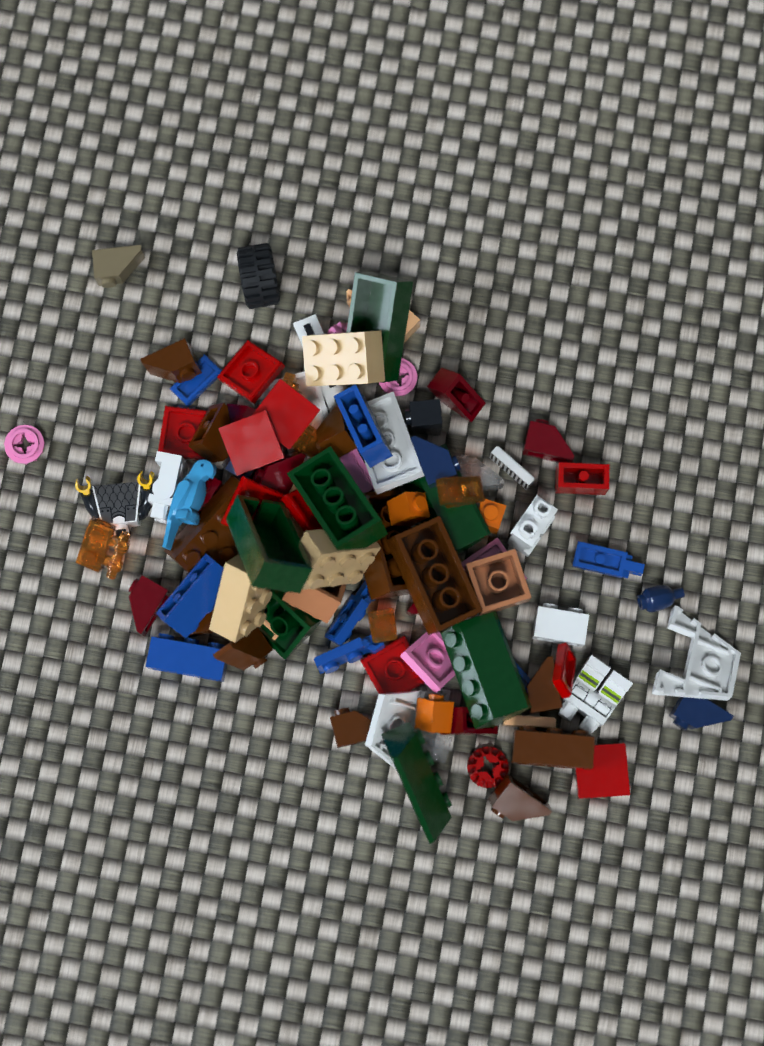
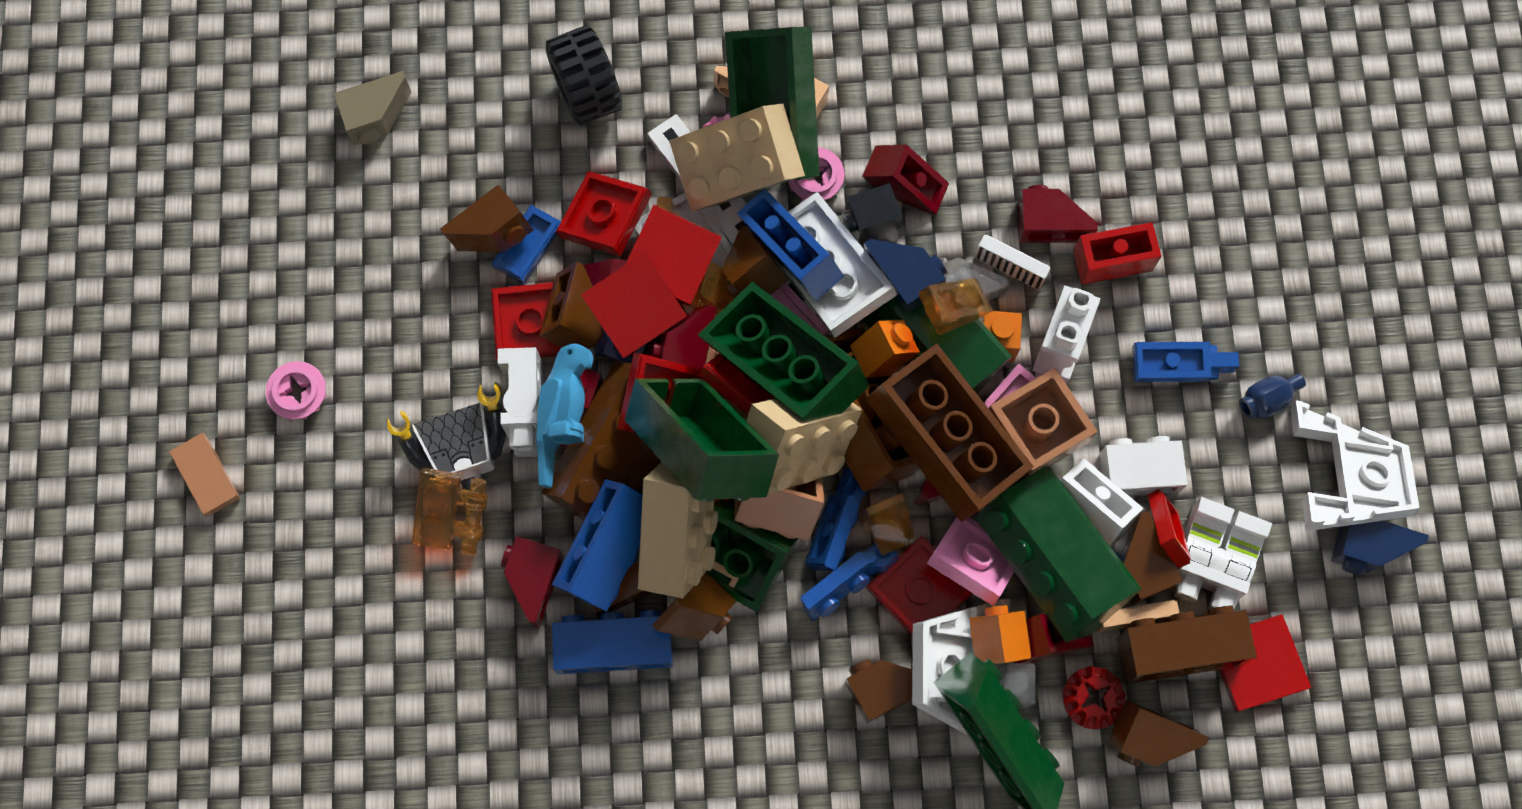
camera: 15 degrees left, 5 degrees down
(524, 643) = (1101, 501): none -> white brick

